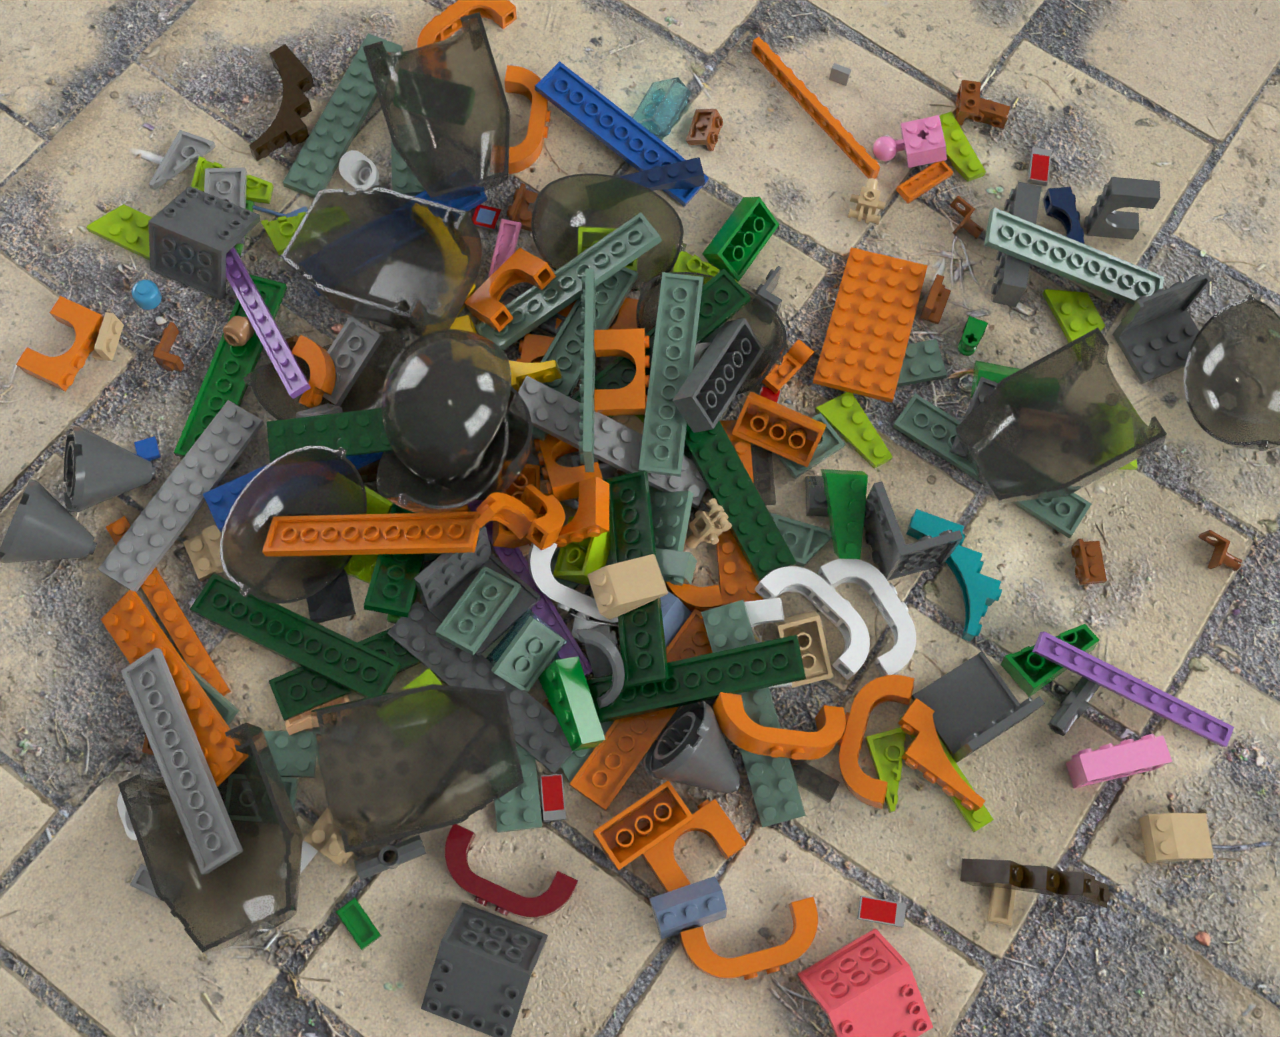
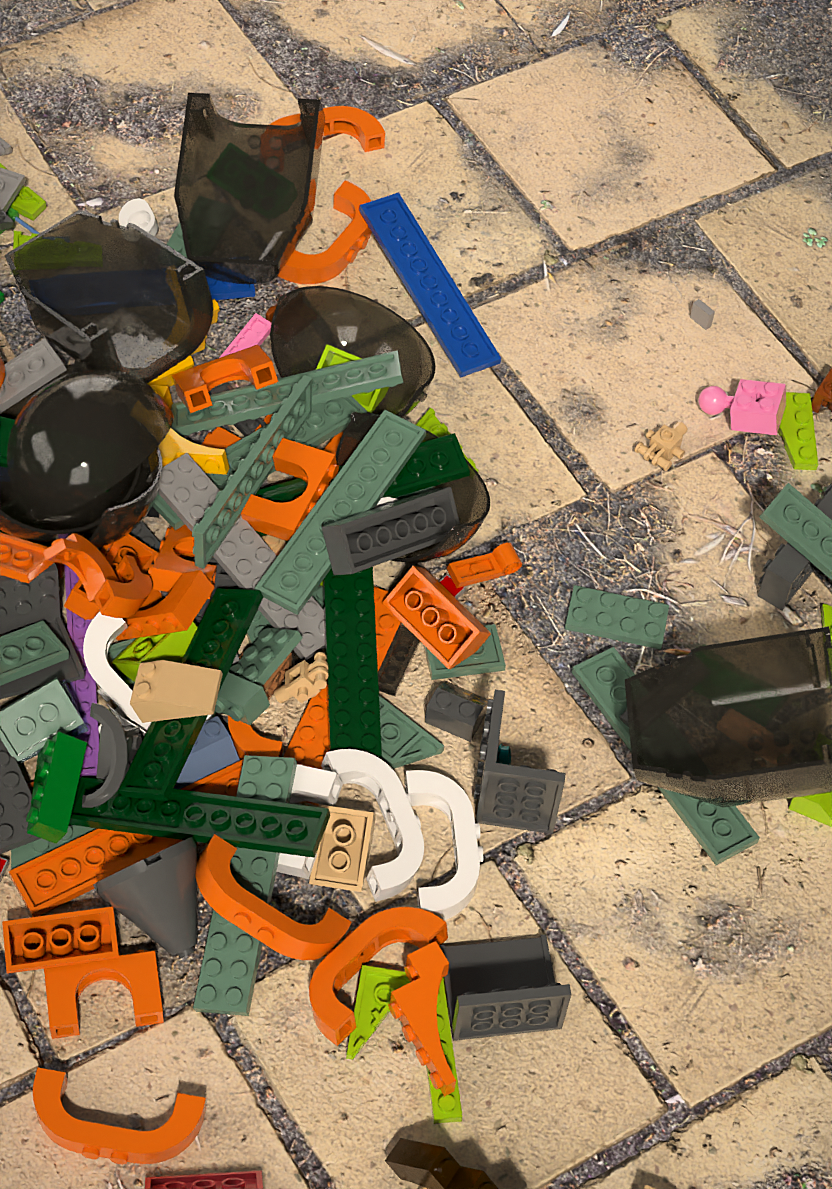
camera: 25 degrees right, 15 degrees down
(294, 105) = (107, 144): dark brown arch -> none
(336, 125) = (133, 181): sand green plate -> none
(486, 217) = (242, 310): piece -> none
(662, 106) = (490, 276): clear light blue slope -> none
(678, 175) = (467, 340): dark blue arch -> none
(688, 907) = (60, 1047): sand blue slope -> none
(705, 128) = (525, 313): dark orange bracket -> none
(741, 237) = (504, 427): green slope -> none
(765, 291) = (501, 484): dark grey bracket -> none
(814, 780) = (278, 985): clear smoke plate -> none
(815, 109) = (658, 341): orange plate -> none
(846, 509) = (460, 720): green wedge -> none
(853, 424) = (528, 656): lime wing -> none
(870, 325) = (601, 562): orange plate -> none
(881, 911) = (278, 1156): red tile -> none
(924, 181) = (742, 448): orange plate -> none
(935, 301) = (687, 565): dark orange bracket -> none
(967, 223) = (762, 503): dark orange bracket -> none
(971, 336) = (712, 616): green piece -> none
(977, 589) = (577, 841): teal arch -> none
(1034, 671) = (621, 974): green wedge -> none
(1073, 706) = (625, 1037): dark grey piece -> none
(1089, 562) = (726, 898): dark orange bracket -> none
(1118, 761) = (641, 1114): bright pink brick -> none
(1133, 689) = (701, 1045): medium lavender plate -> none

